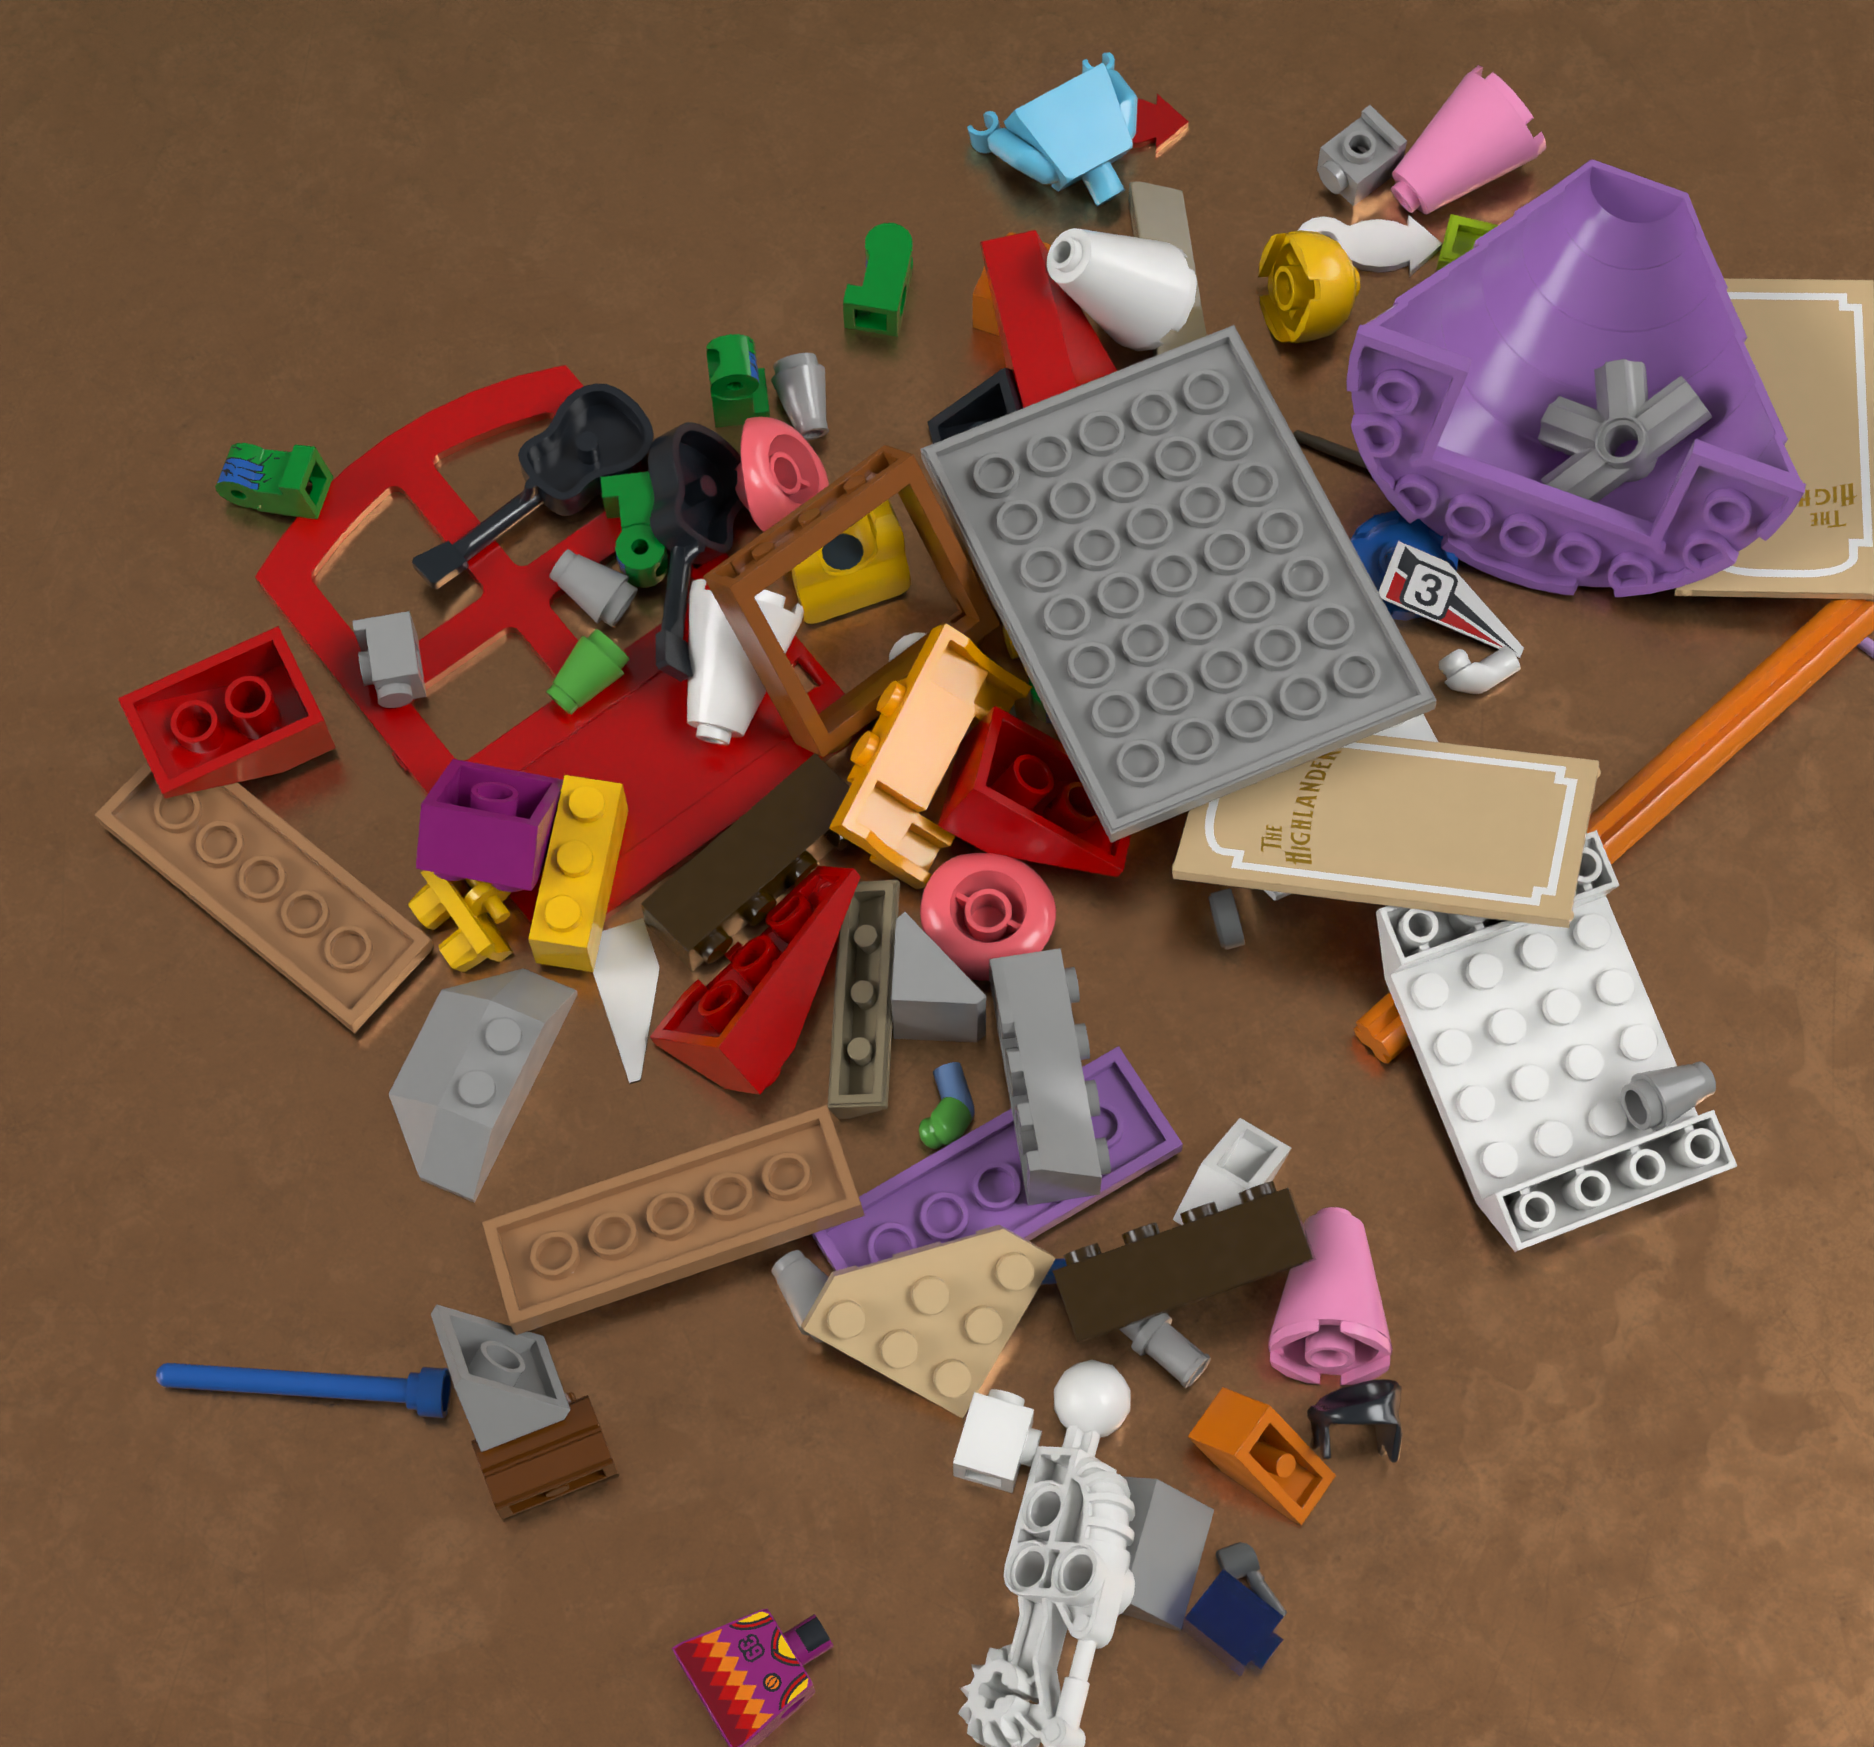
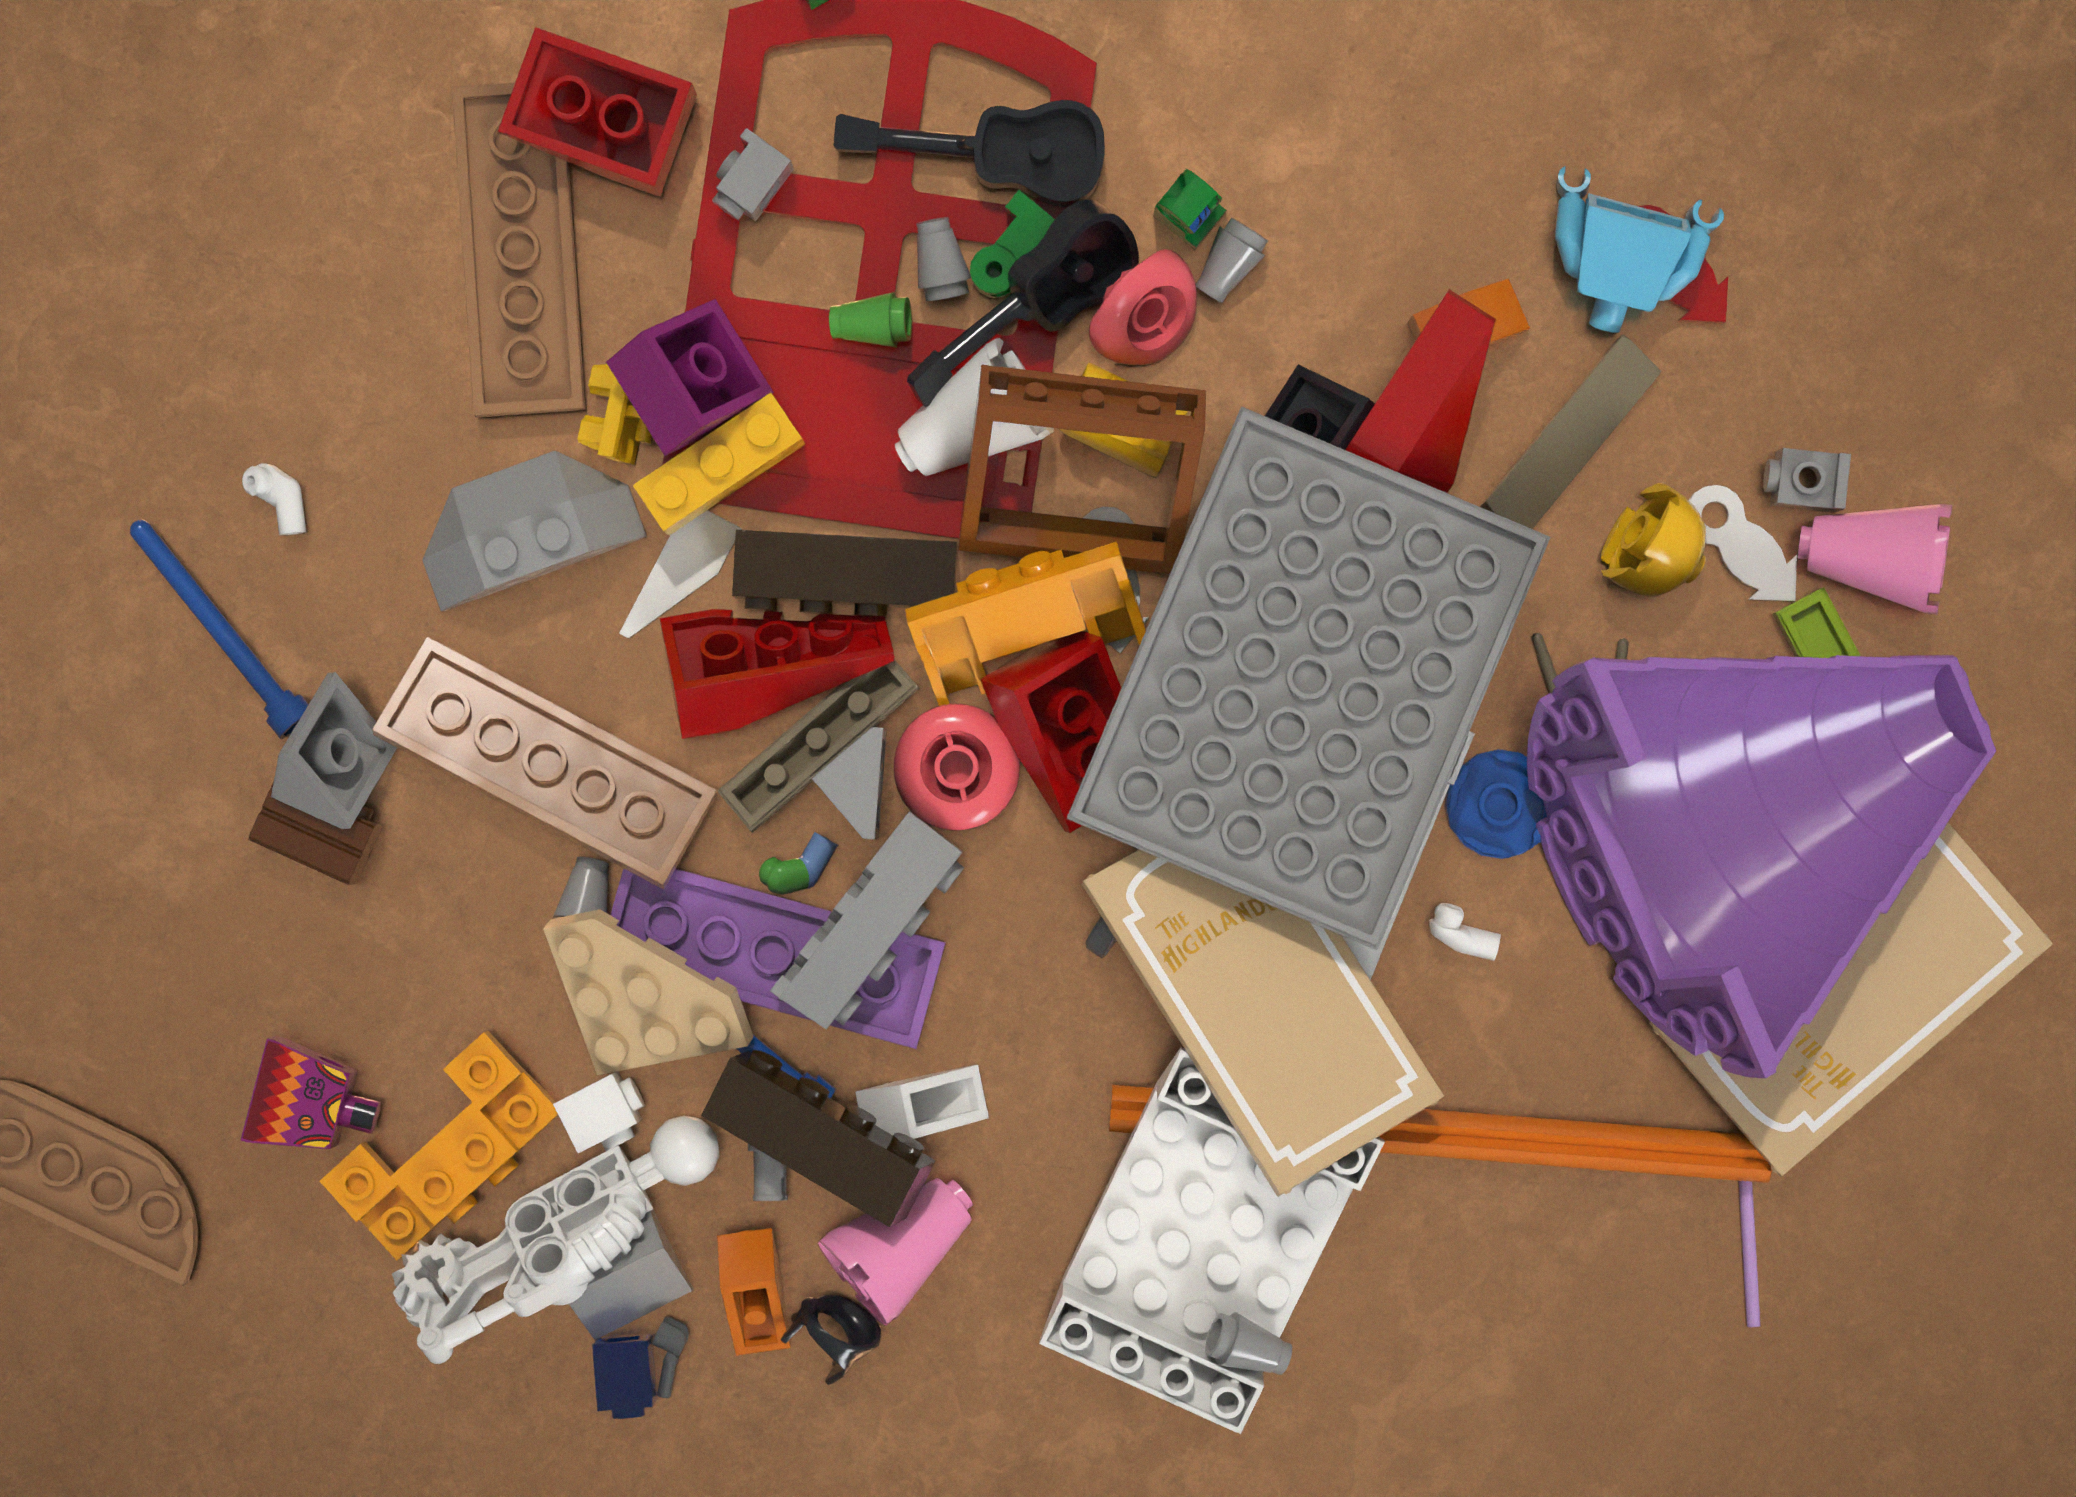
camera: 45 degrees right, 20 degrees up
(255, 1235) = (279, 491): none -> white arm
(882, 297) = (1378, 231): green leg -> none
(924, 1621) = (444, 1173): none -> light orange bracket
(1125, 284) = (1521, 421): white cone -> none
(1440, 594) = (1498, 855): sticker -> none
(1620, 416) = (1719, 861): light grey piece -> none

